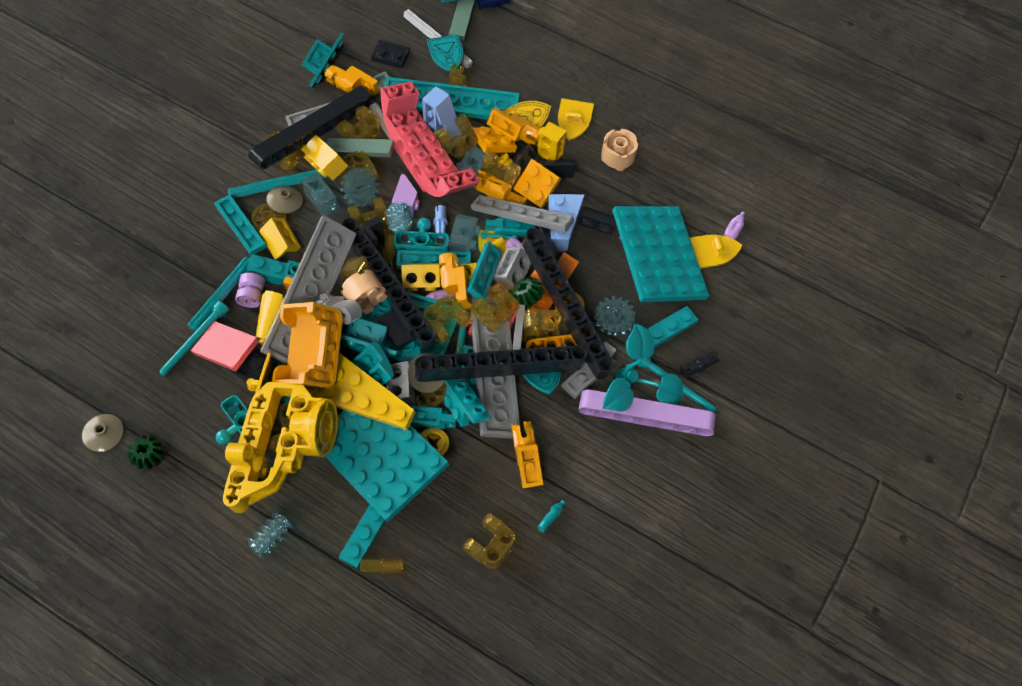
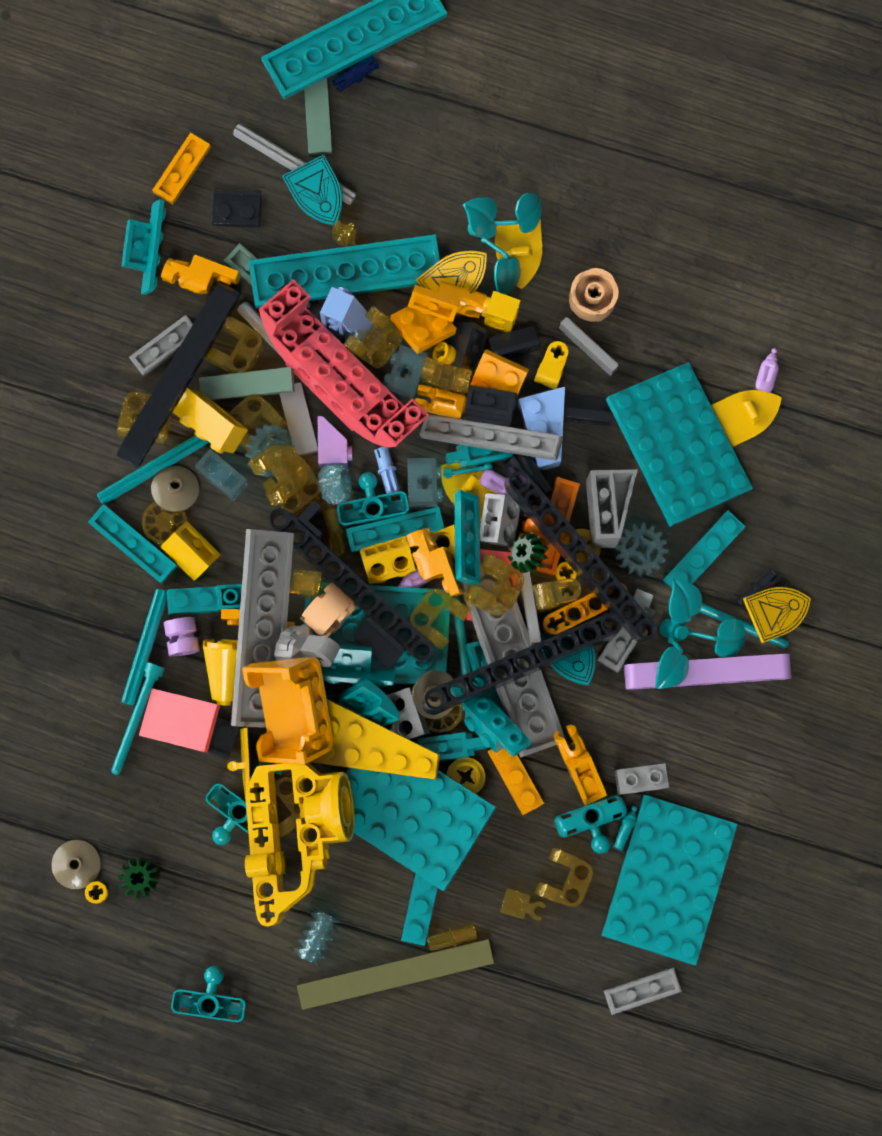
camera: 15 degrees left, 20 degrees up
(106, 452) = (102, 897): none -> yellow bush
(171, 569) = (224, 1006): none -> teal piece
(324, 585) = (395, 974): none -> olive tile
(362, 24) = (181, 168): none -> light orange plate
(362, 193) = (282, 470): none -> clear yellow piece
(388, 177) = (299, 421): none -> light grey tile
(445, 553) = (518, 904): none -> clear yellow plate
(473, 455) = (516, 780): none -> light orange plate
(527, 193) = (490, 406): none -> black plate
(532, 656) = (642, 991): none -> light grey tile
(537, 498) = (604, 813): none -> teal piece
(554, 75) = (480, 215): none -> teal plant
(574, 478) = (641, 779): none -> light grey brick
(577, 568) = (669, 880): none -> teal plate
(580, 182) = (551, 368): none -> yellow piece
(597, 276) = (608, 504): none -> light grey wedge
(608, 180) = (586, 344): none -> light grey tile
(711, 380) = (776, 611): none -> yellow shield

